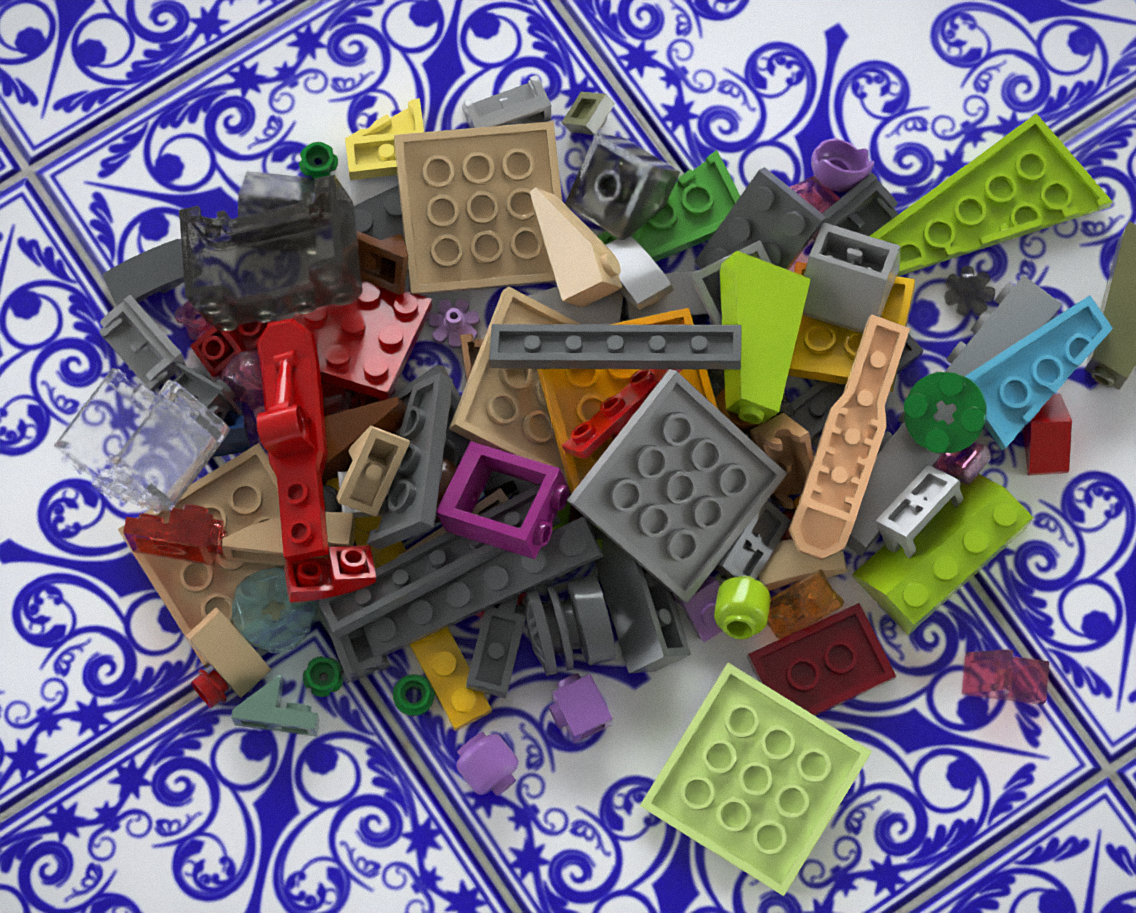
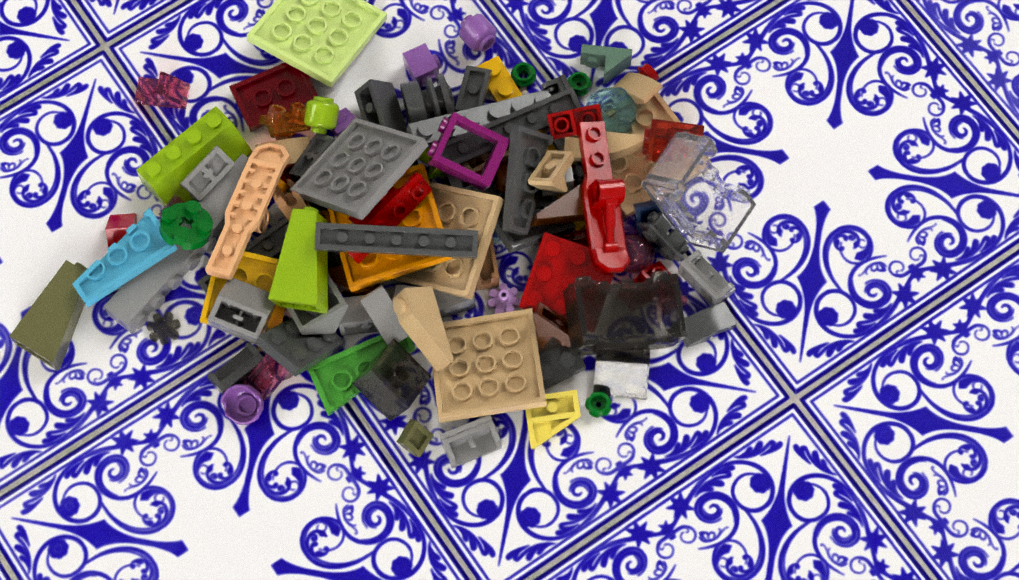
camera: 175 degrees left, 5 degrees down
(1000, 195) = (140, 387): lime wing -> none

